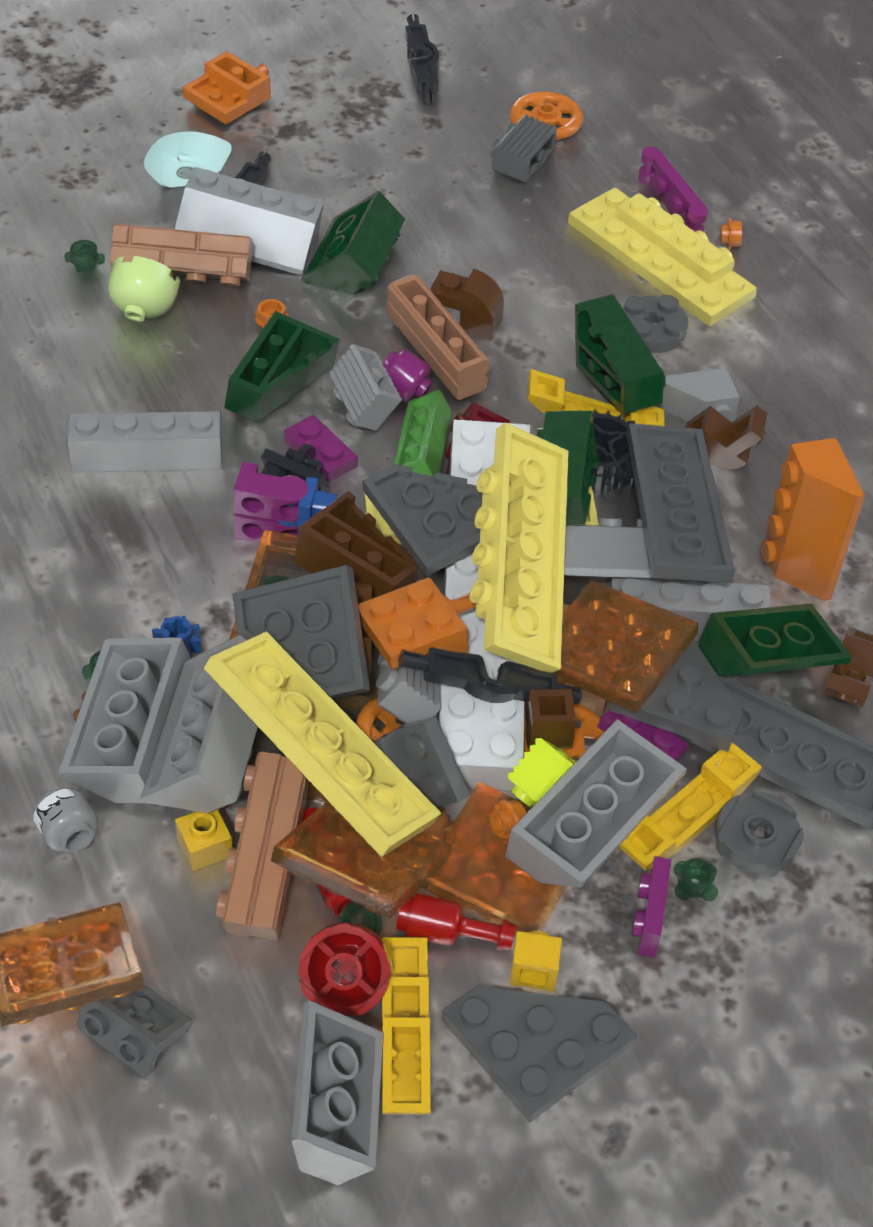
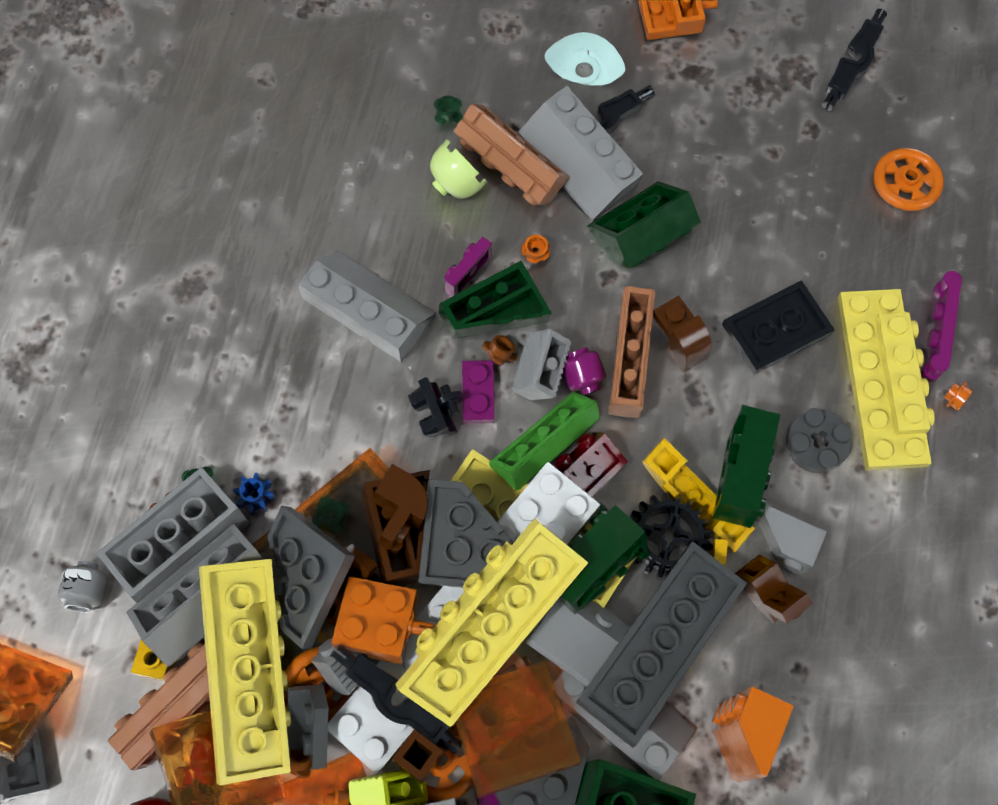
camera: 40 degrees right, 20 degrees up
(221, 349) = (473, 260): none -> magenta plate
(274, 503) = (395, 436): magenta hips -> none
(312, 402) = (500, 349): none -> dark orange plate
(353, 511) = (405, 499): none -> reddish brown brick
(523, 148) = (857, 205): dark grey brick -> none
(541, 262) = (777, 327): none -> black plate

